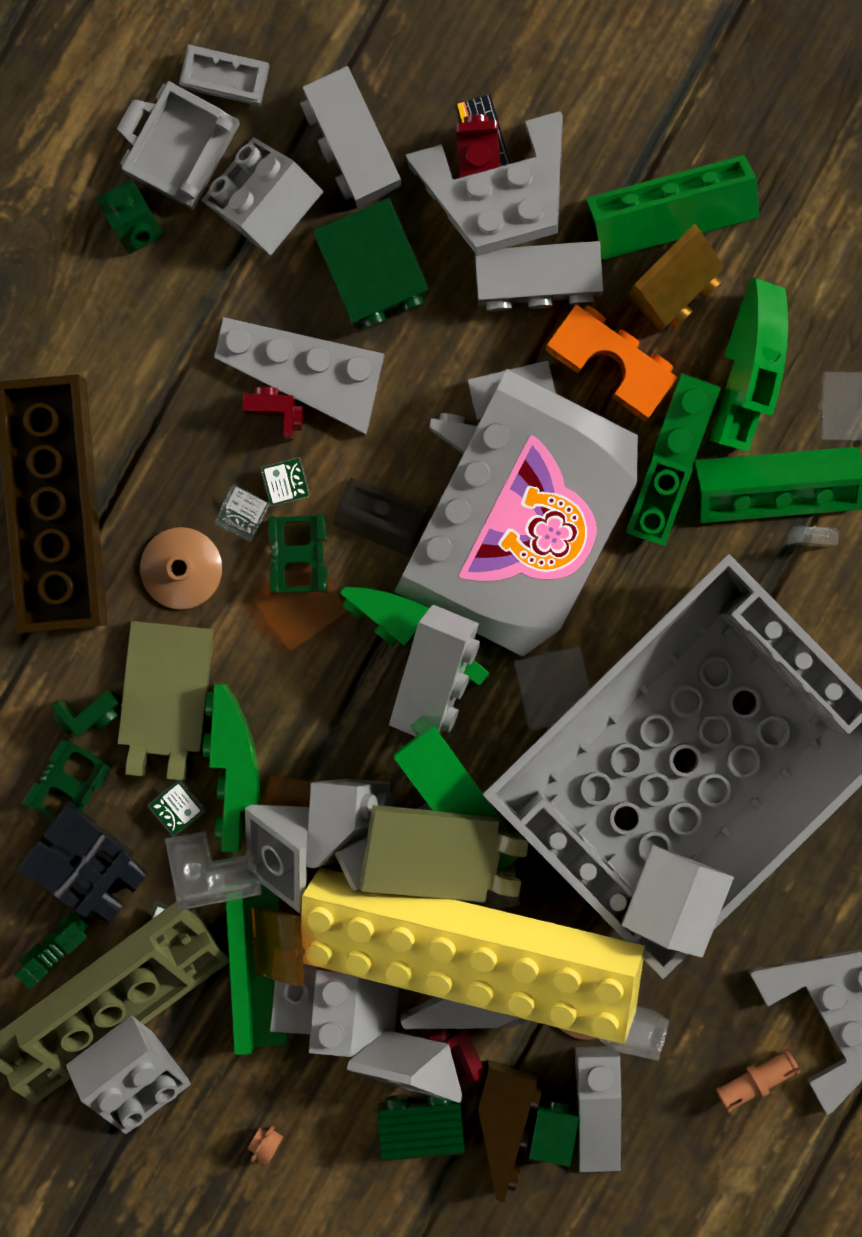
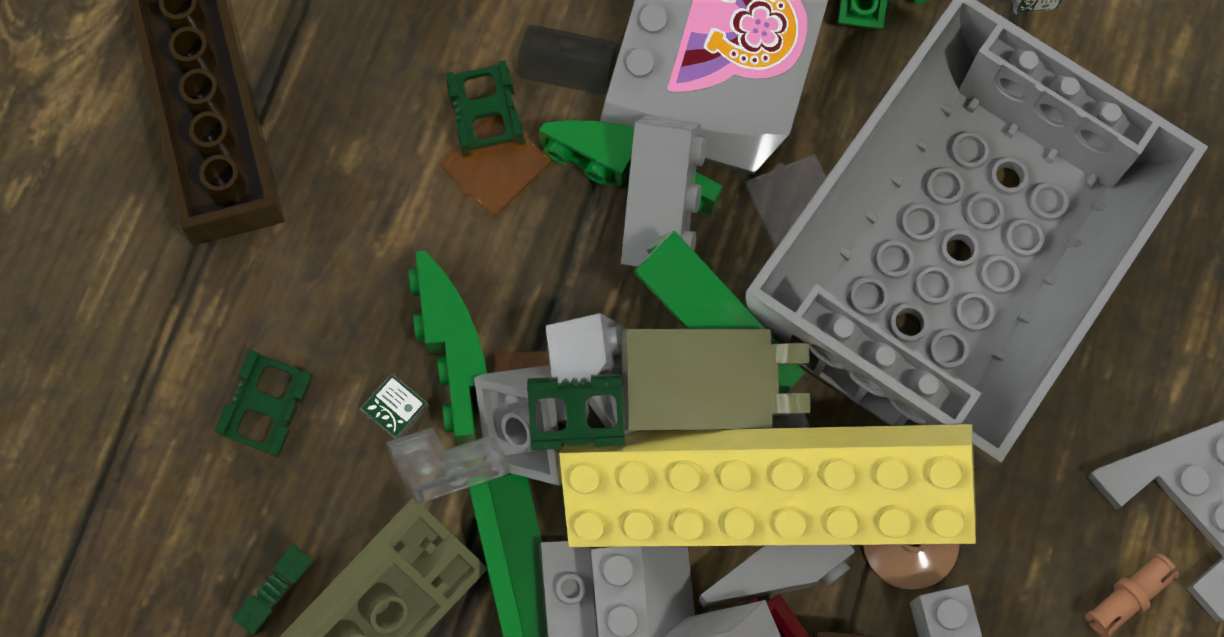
camera: 15 degrees left, 15 degrees down
(80, 835) = (284, 452): black hips -> none
(97, 714) = (284, 316): dark green bracket -> none
(165, 694) = (361, 284): olive tile -> none
(202, 571) = (360, 169): medium nougat dish -> none
(242, 513) = (415, 76): clear tile -> none
(278, 946) = (540, 533): clear orange piece -> none
(285, 482) = (458, 39): tile -> none
(322, 856) = (575, 395): none -> dark green piece
(645, 1035) = (978, 565): clear brick -> none
(677, 902) = (997, 364): light grey slope -> none

